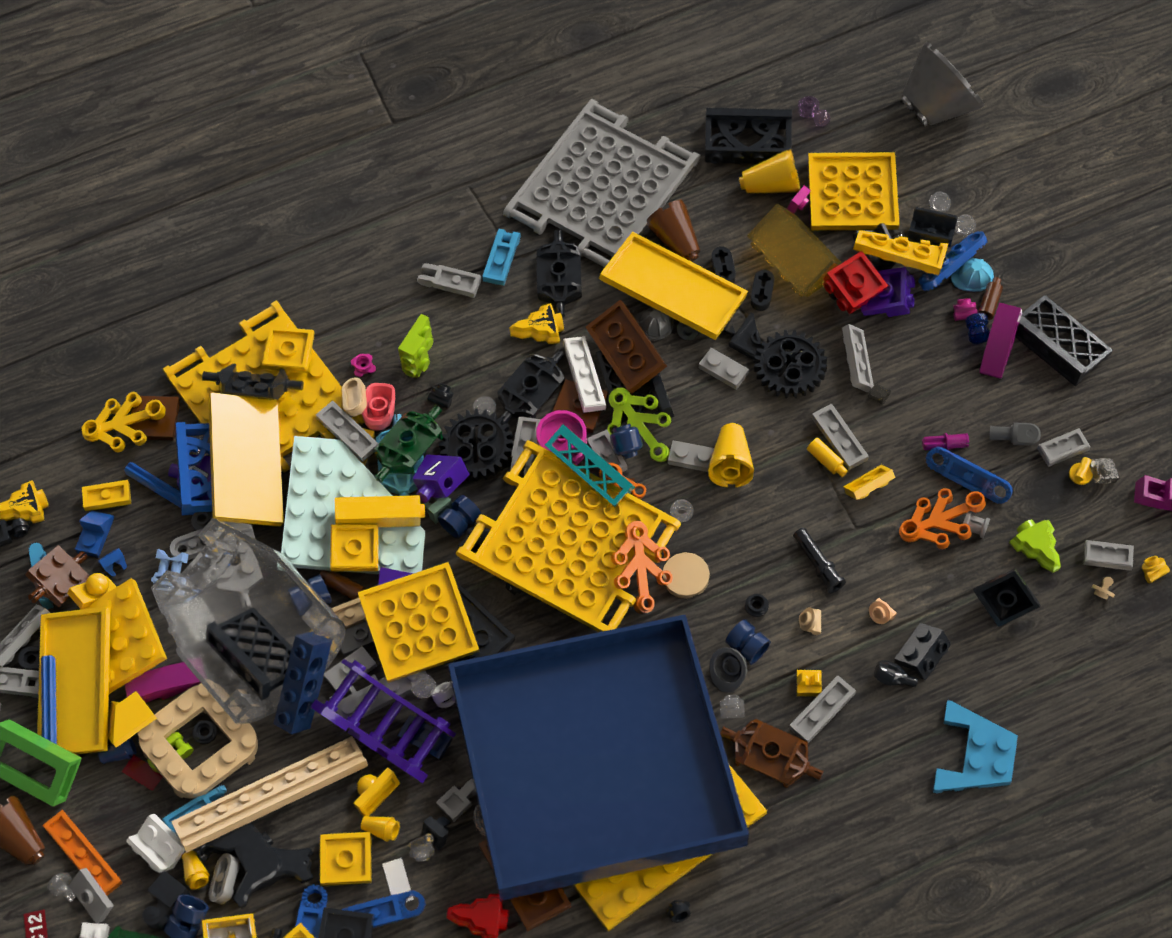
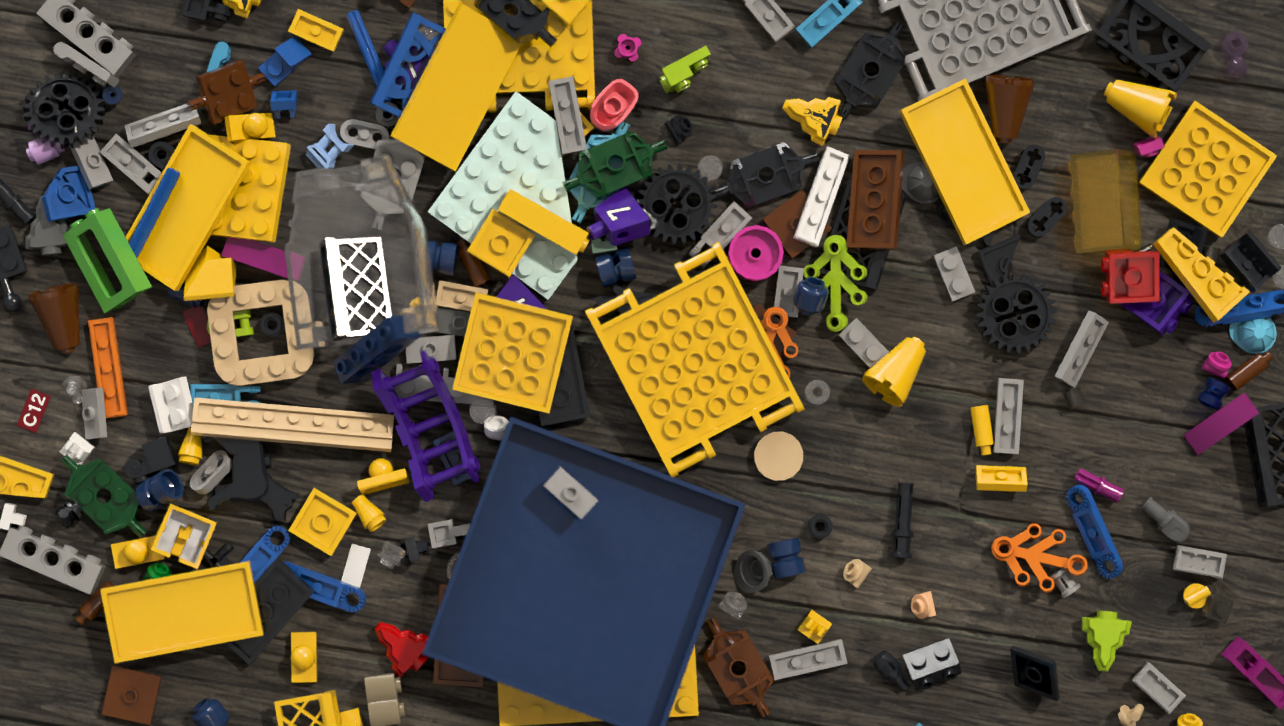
camera: 25 degrees right, 25 degrees up
(354, 396) = (595, 84): tan tile -> none
(537, 688) = (570, 493): none -> light grey plate
(591, 455) = (767, 305): teal fence -> none
(640, 563) = (739, 427): orange plant -> none

